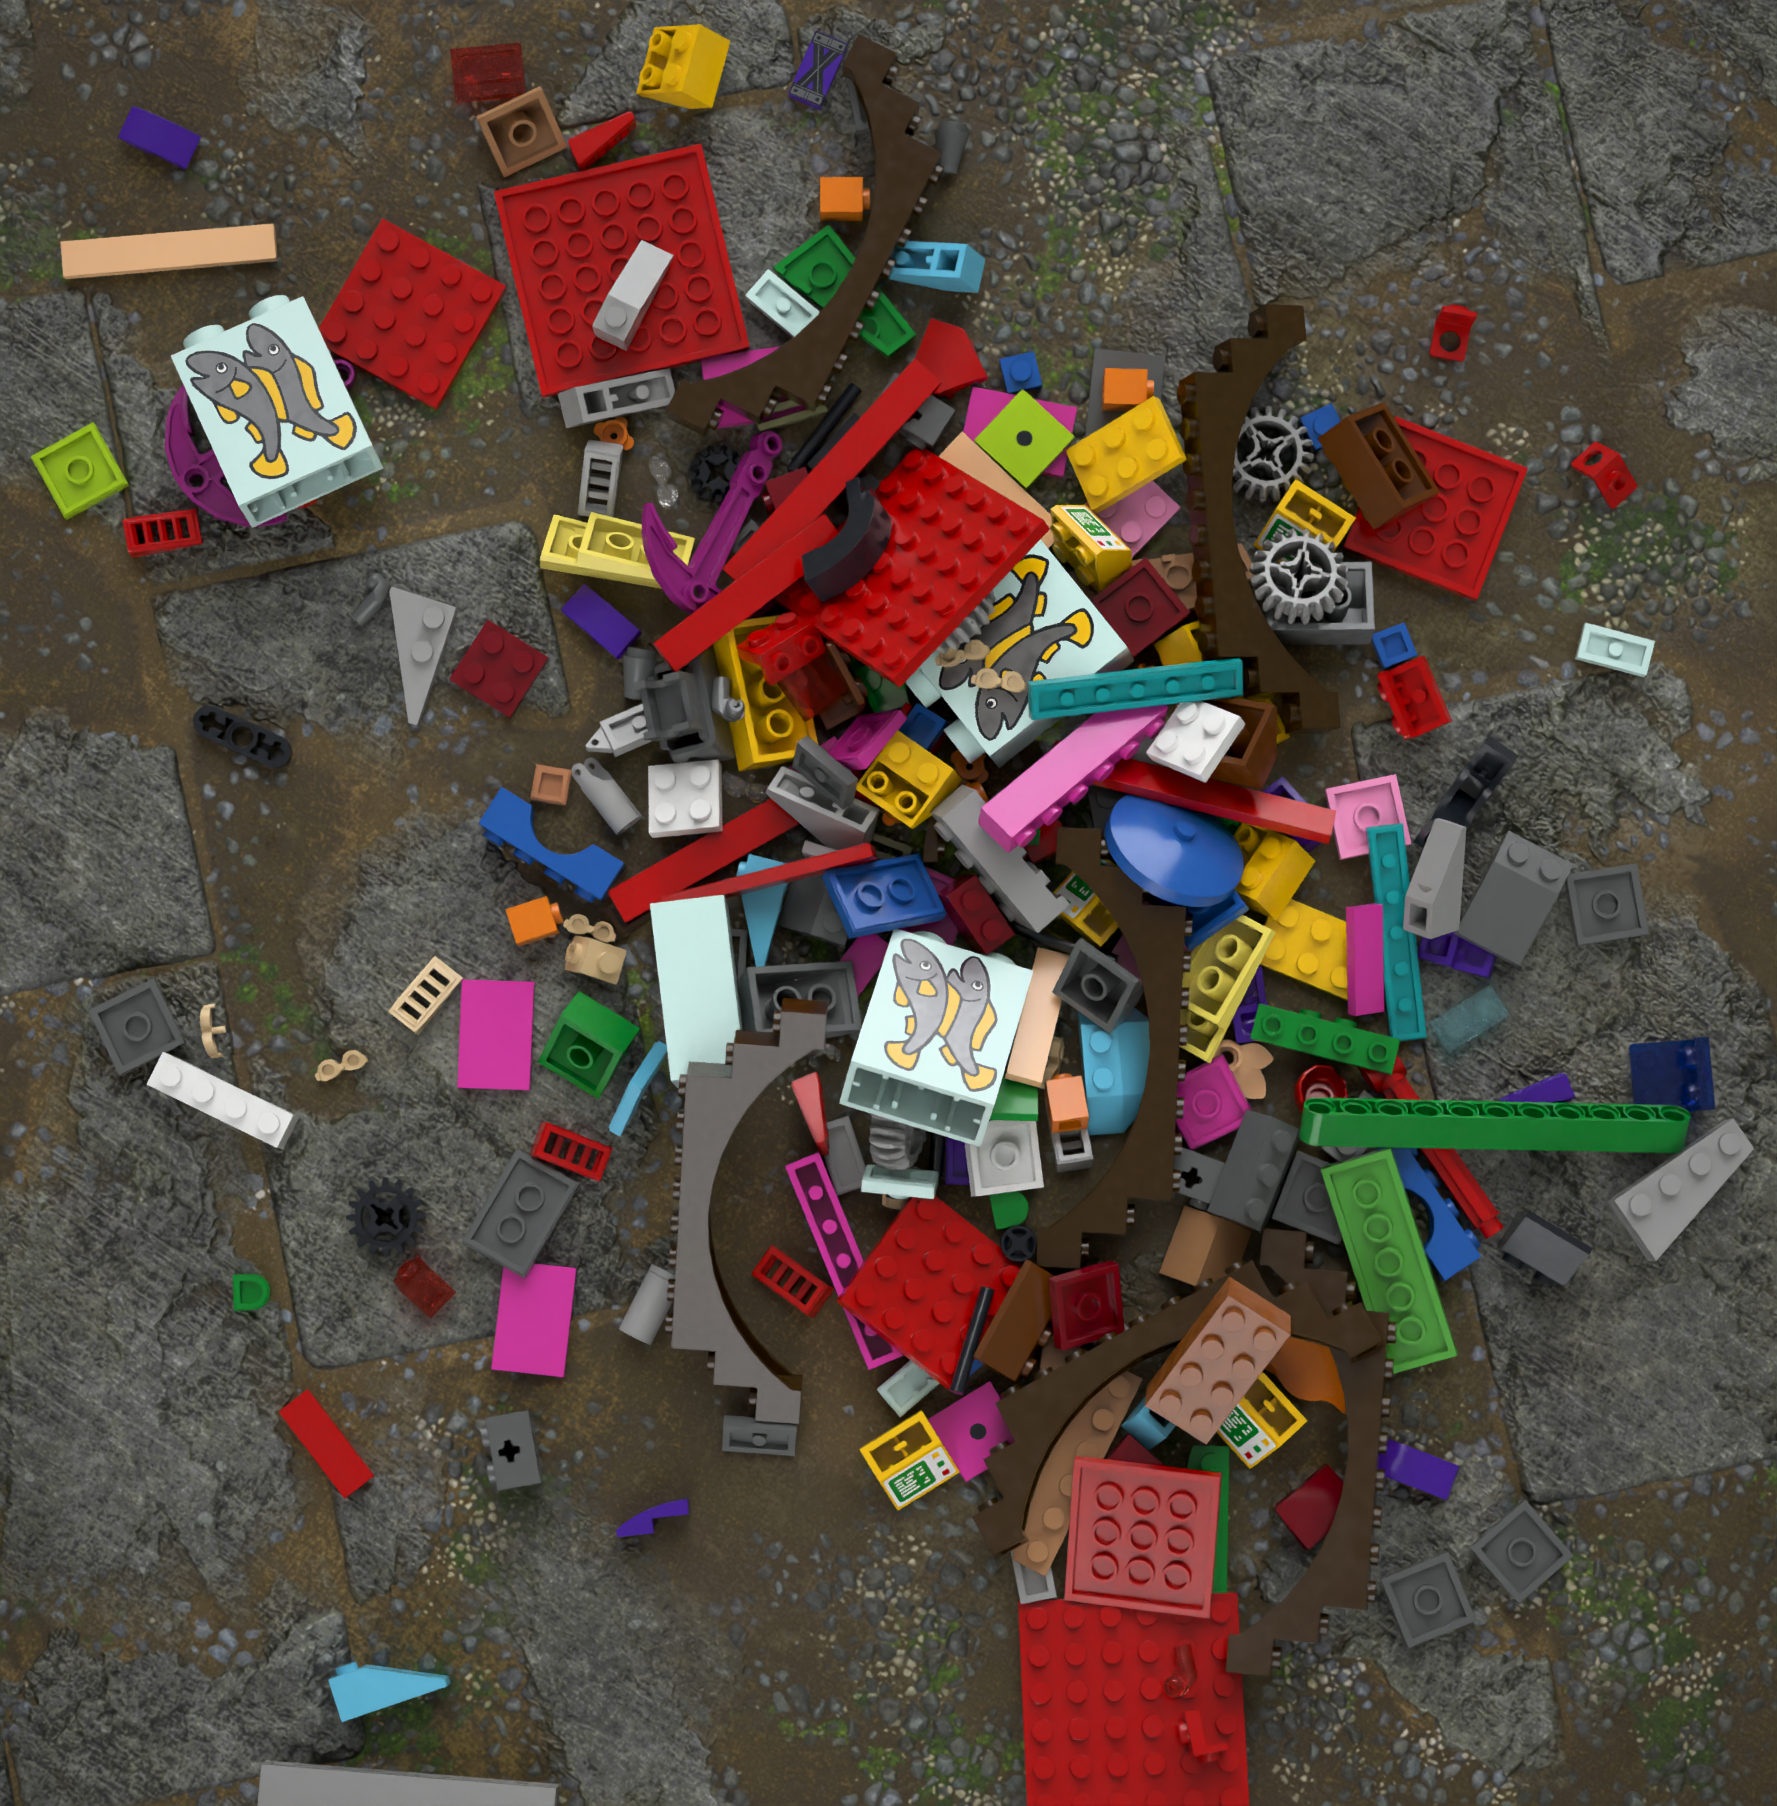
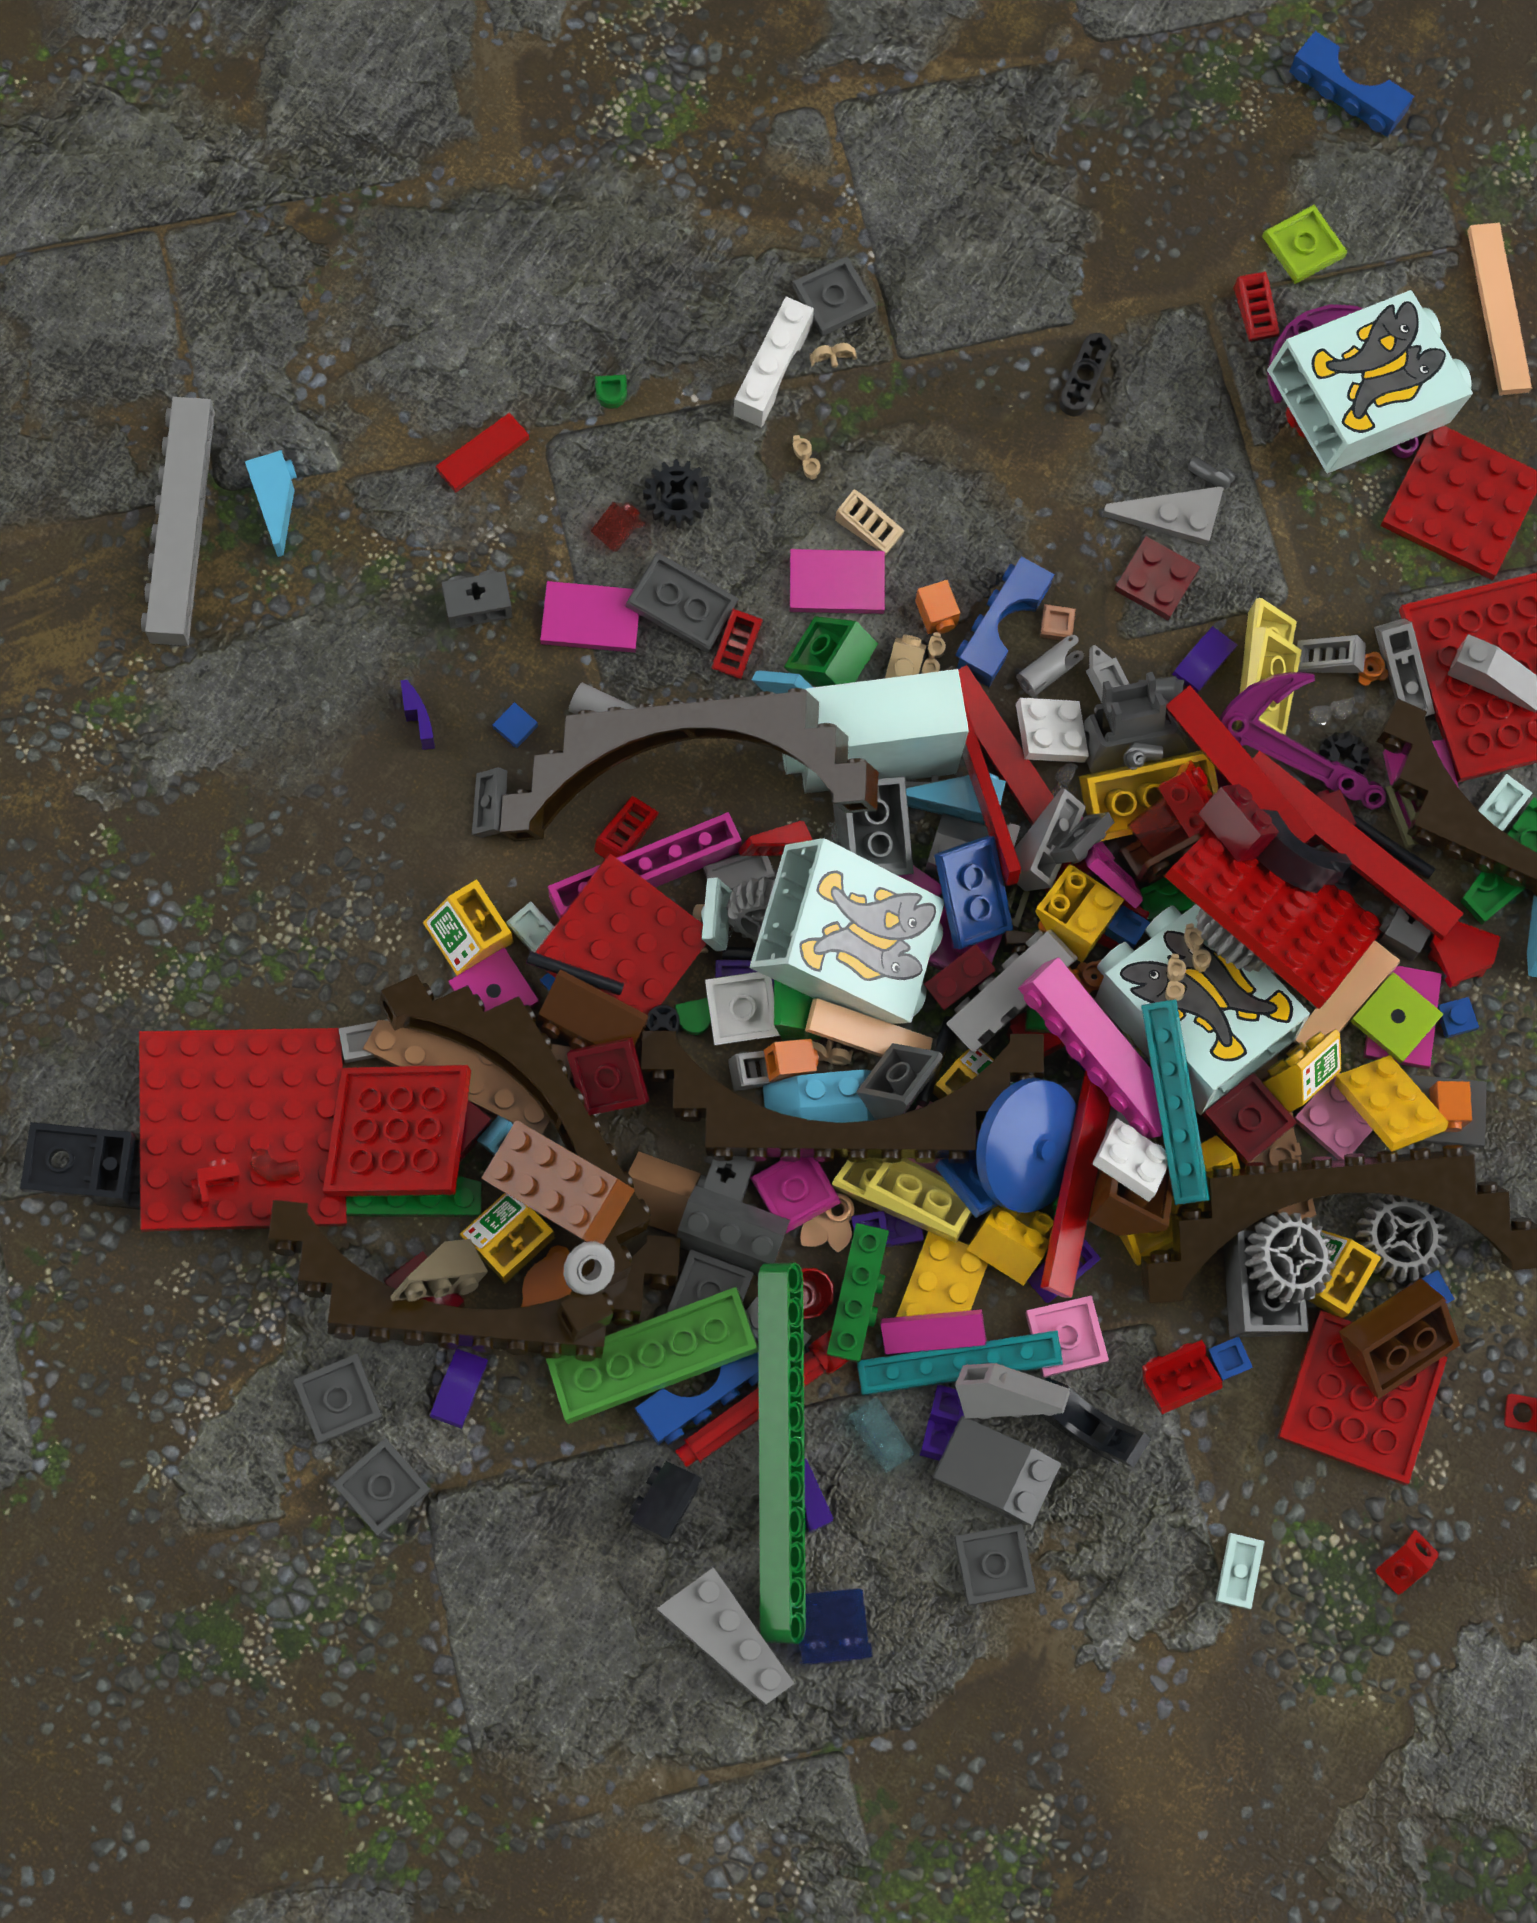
camera: 85 degrees right, 10 degrees down
(664, 1406) = (515, 725): none -> blue tile
(822, 599) = (1239, 822): none -> dark red brick
(1299, 1480) = (448, 1270): none -> dark tan slope
(1324, 1319) = (599, 1276): none -> light grey piece

